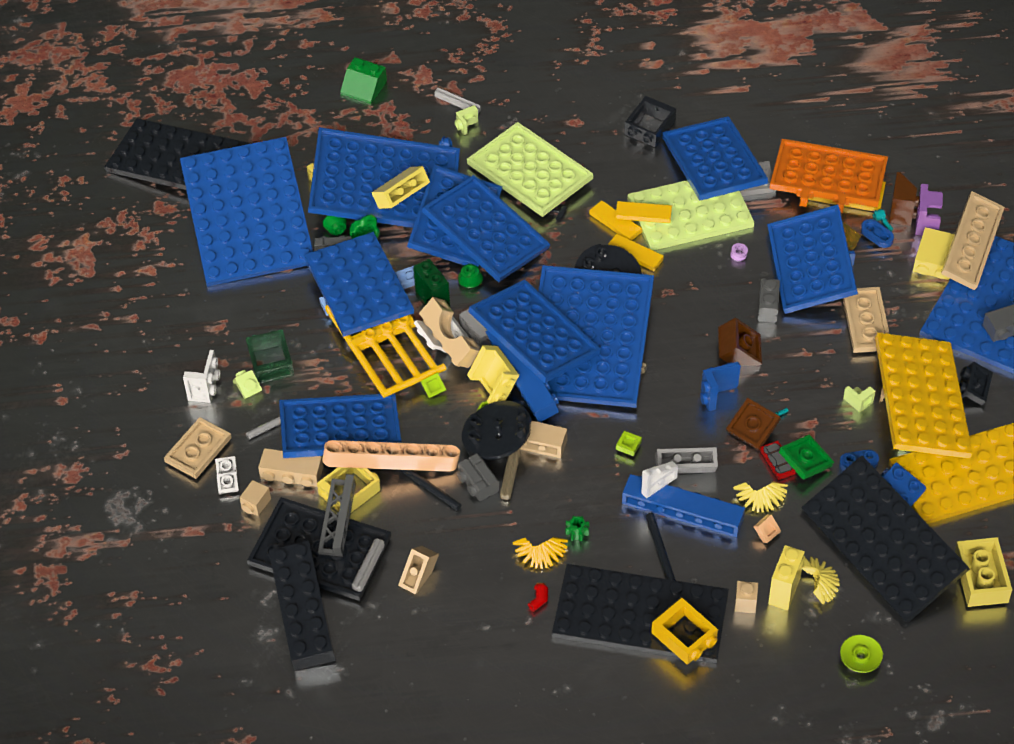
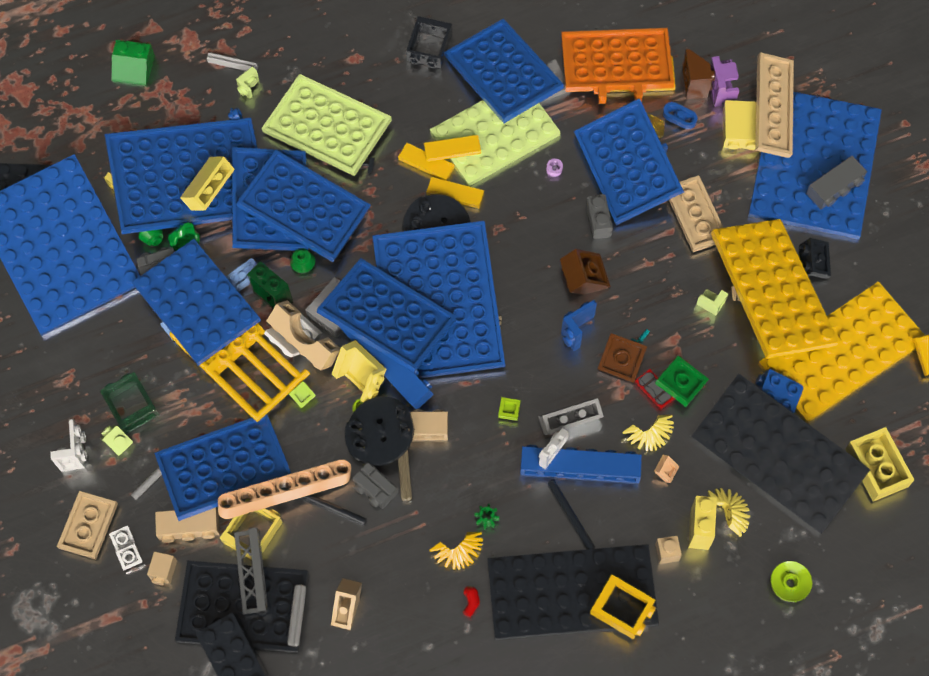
camera: 15 degrees left, 15 degrees up
(844, 463) = (731, 369): blue plate -> none
(880, 215) = (677, 94): teal hand -> none

